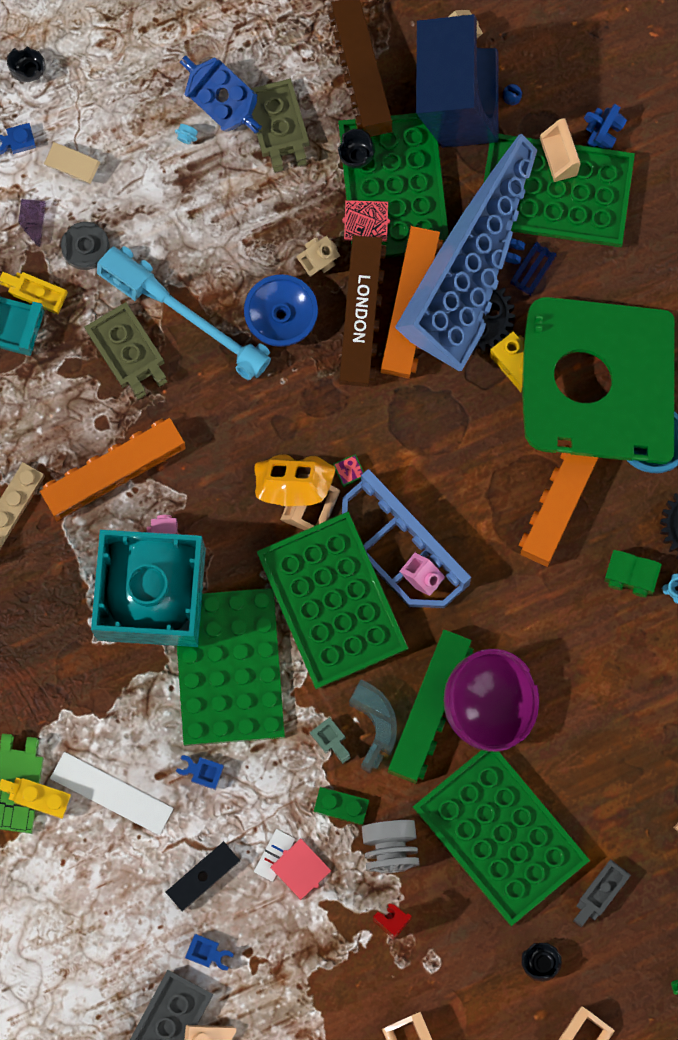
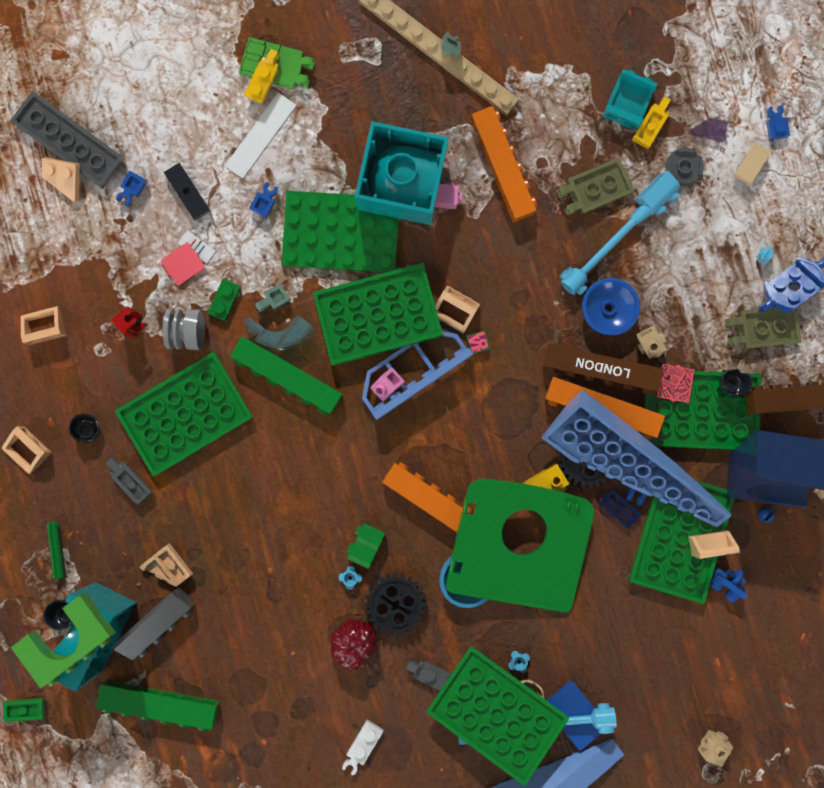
camera: 95 degrees right, 10 degrees up
(291, 490) = (464, 294): light orange piece -> none
(491, 700) = (277, 419): magenta piece -> none

